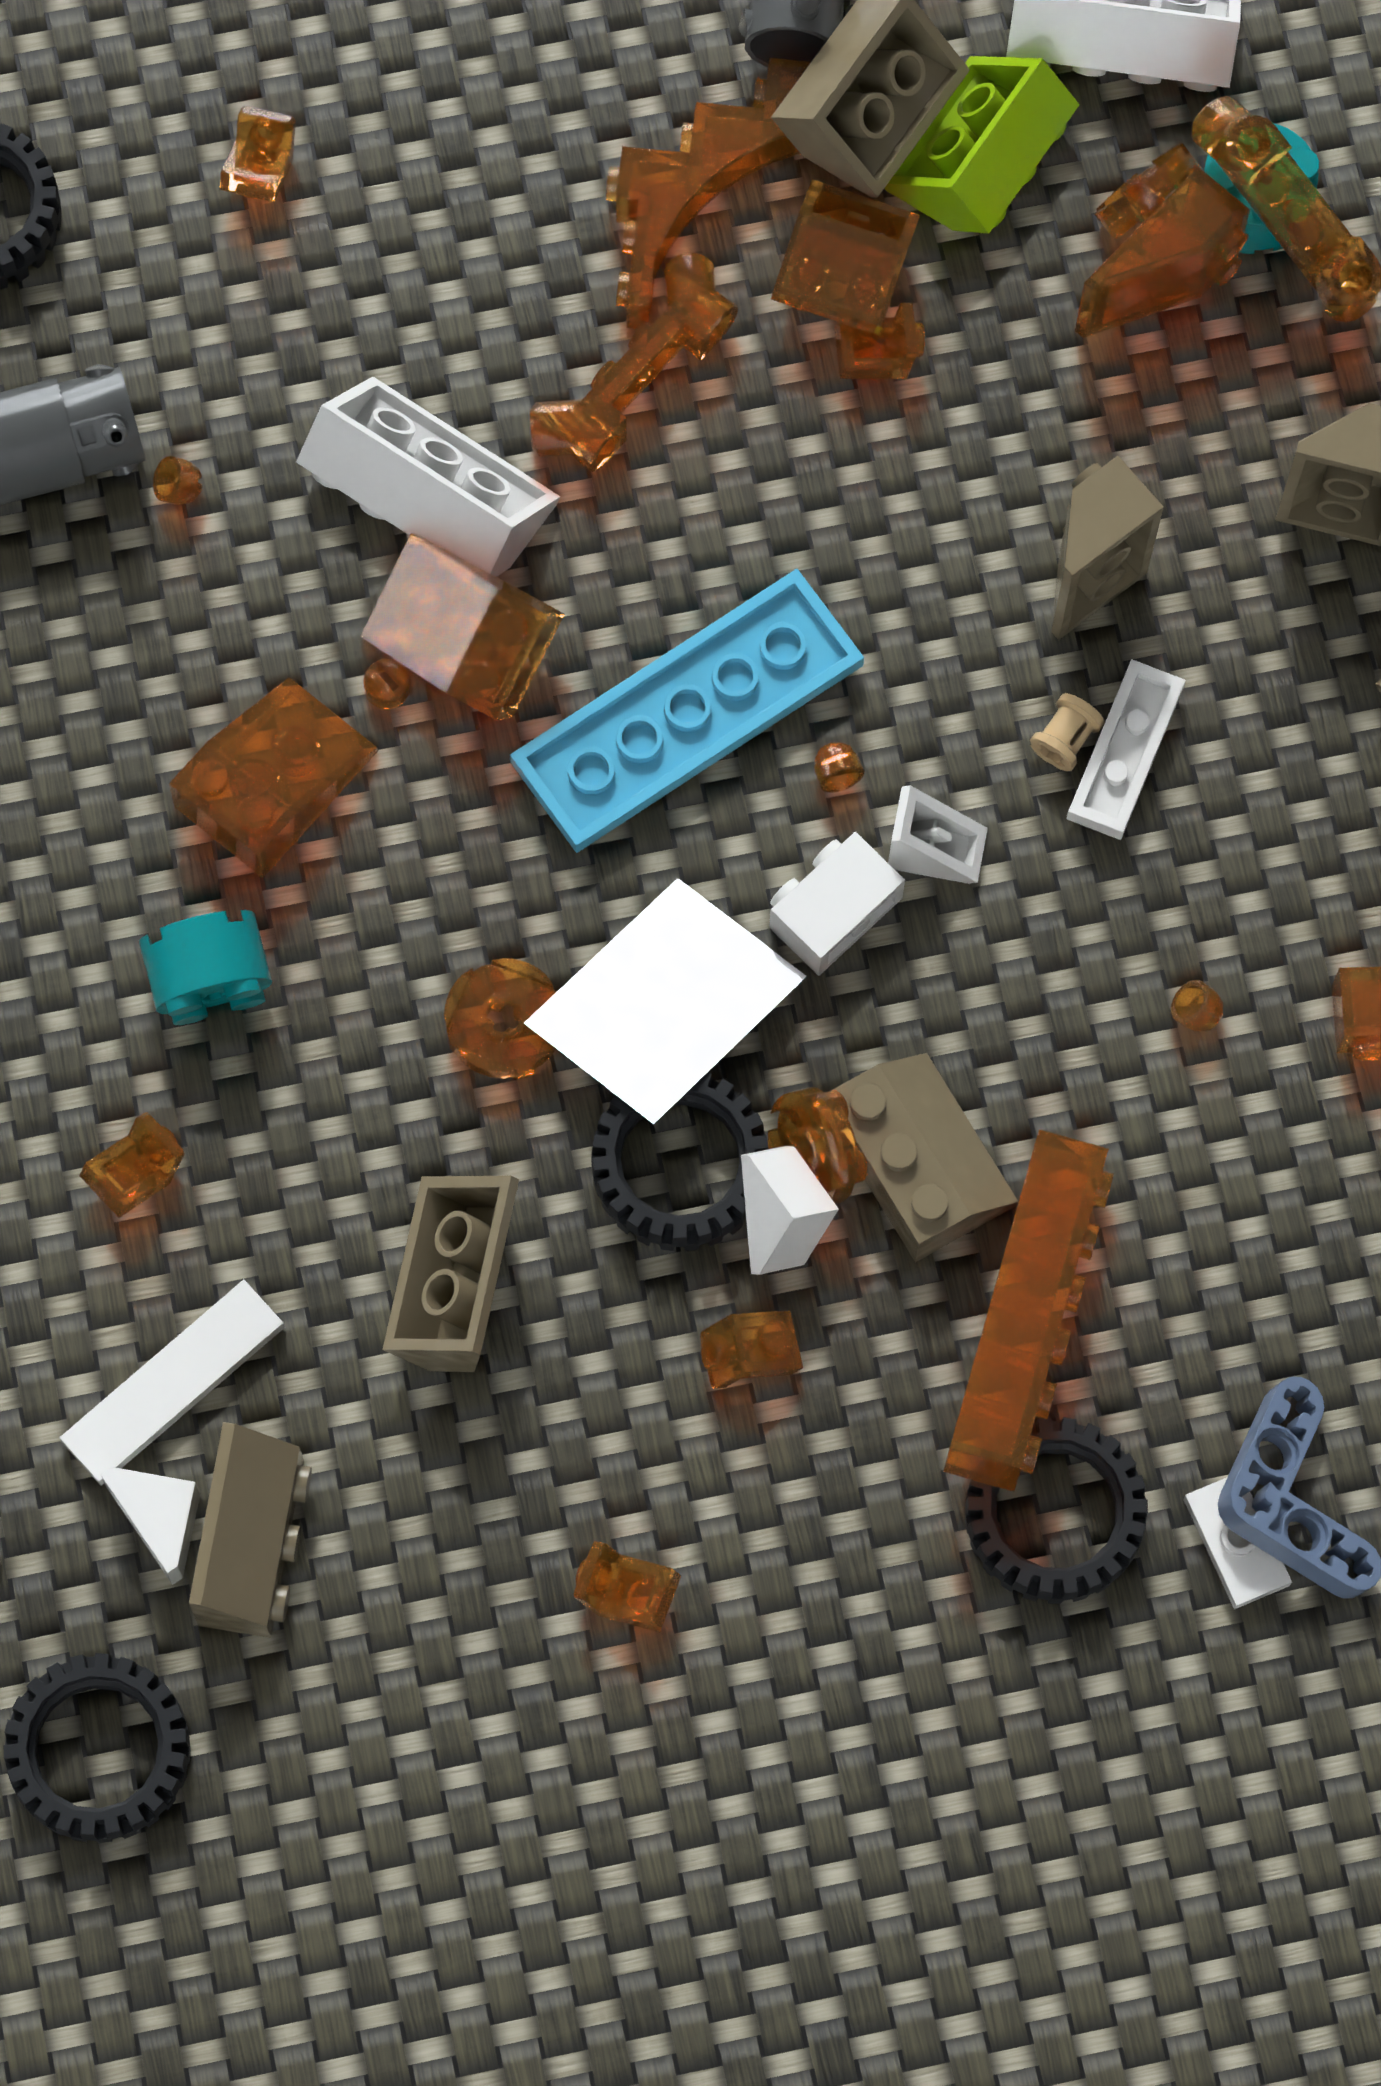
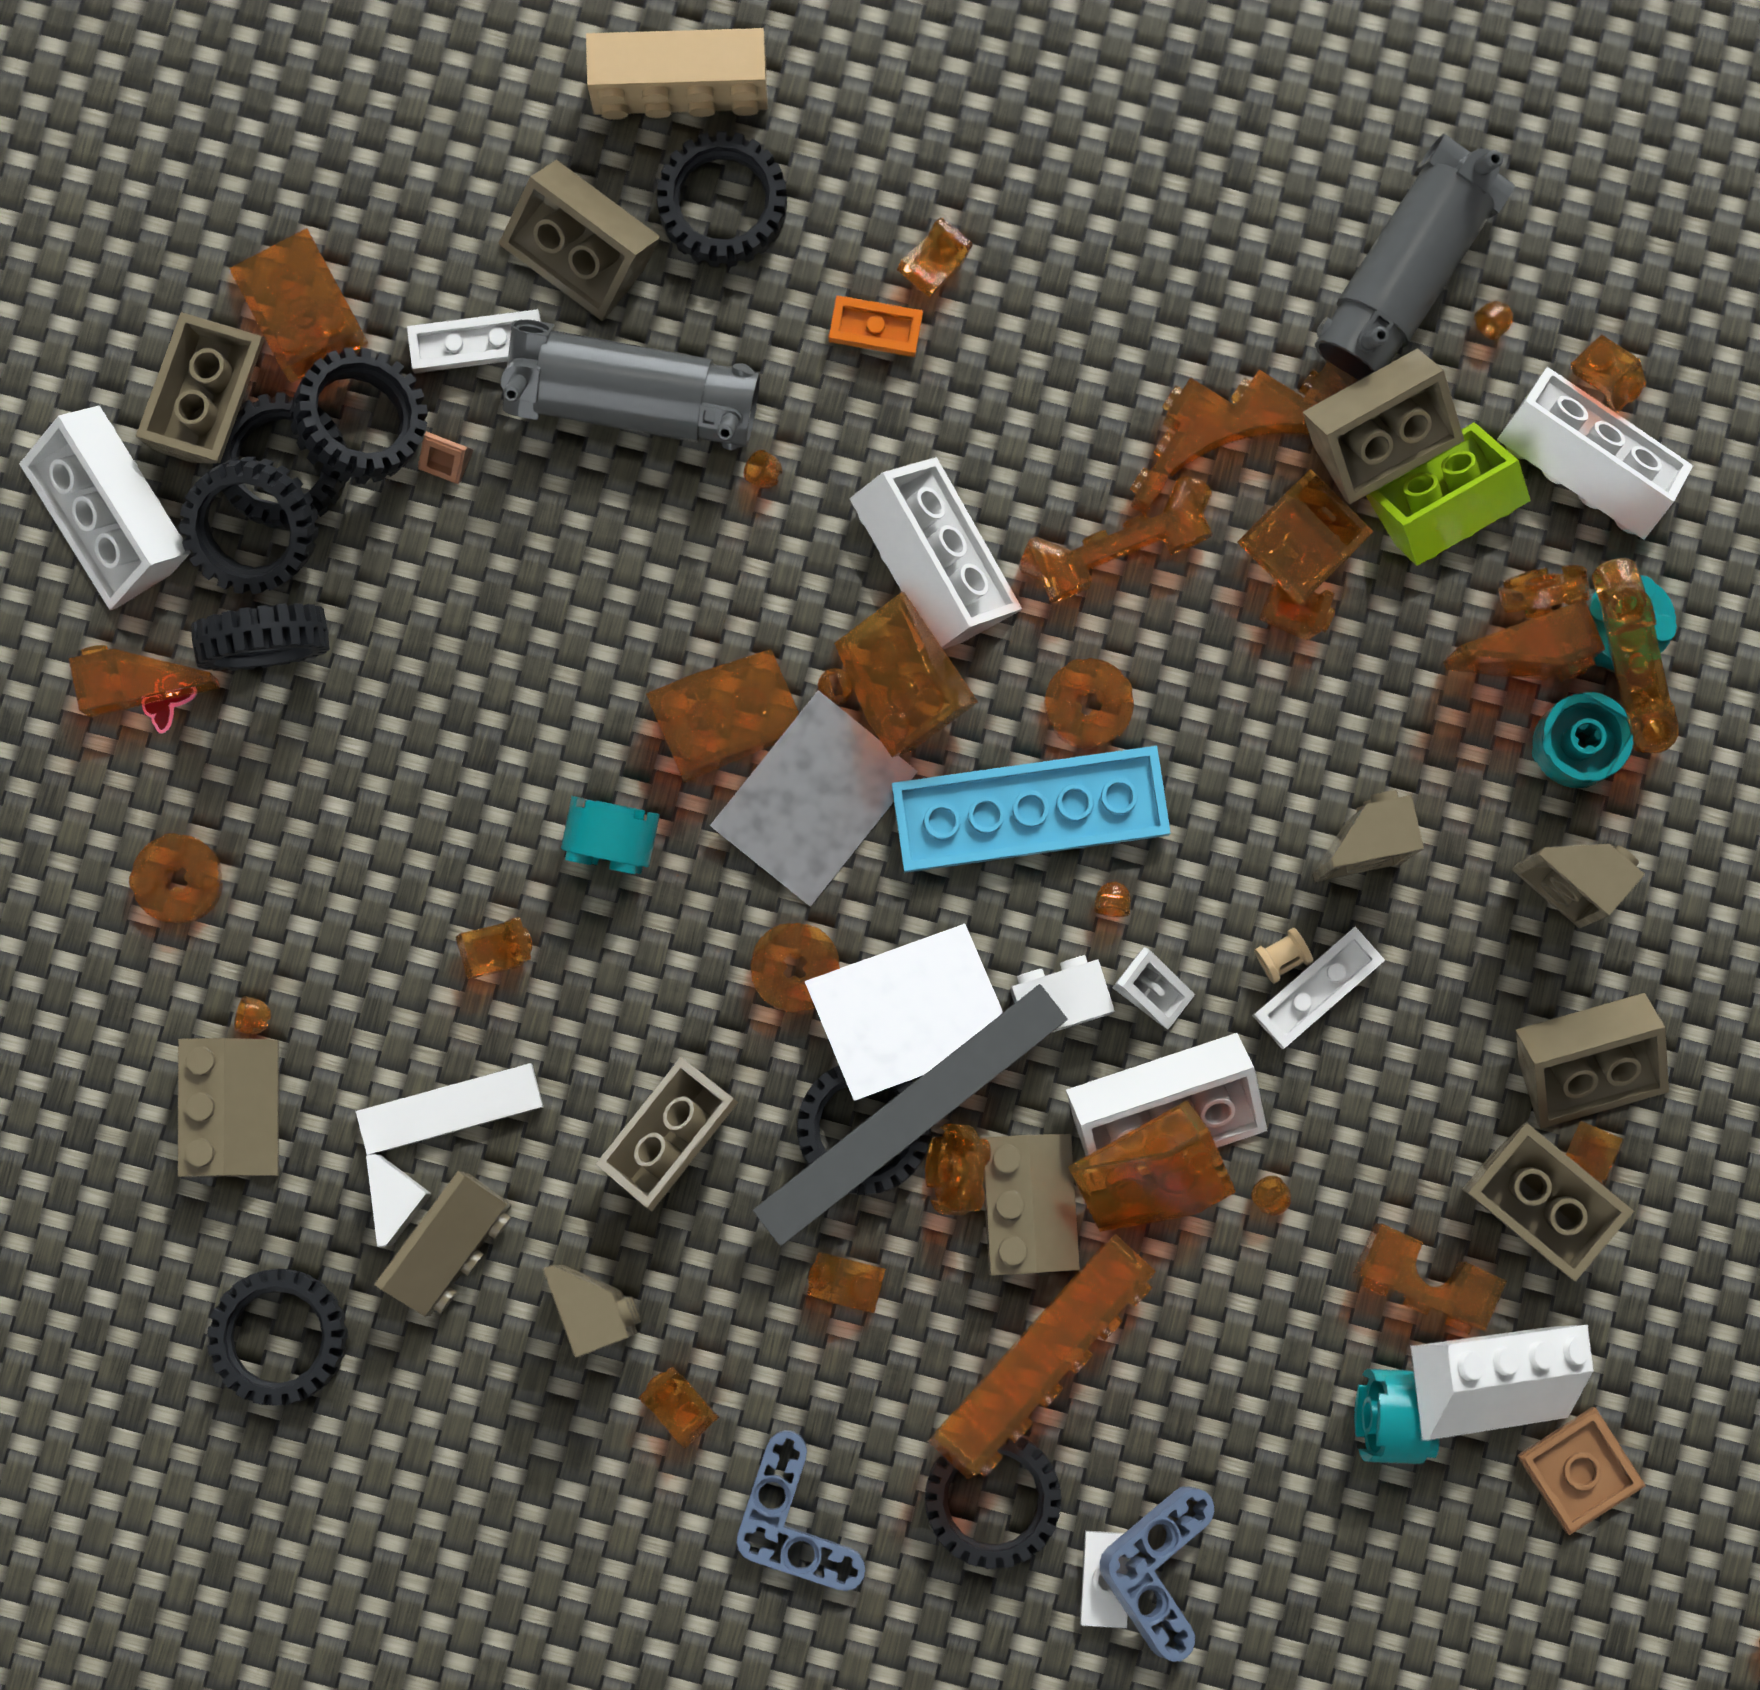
camera: 25 degrees right, 10 degrees up
(227, 263) = (875, 326): none -> orange plate
(425, 820) = (812, 798): none -> flat silver sticker
(465, 1509) = (591, 1309): none -> dark tan slope
(710, 535) = (1112, 692): none -> clear orange plate
(727, 1111) = (910, 1115): none -> dark grey tile
(783, 1209) = (914, 1199): white slope -> none
(810, 1669) = (774, 1519): none -> sand blue beam
(1025, 968) = (1211, 1076): none -> white slope
(1047, 1038) = (1154, 1173): none -> clear orange slope
(1271, 362) = (1607, 740): none -> teal brick

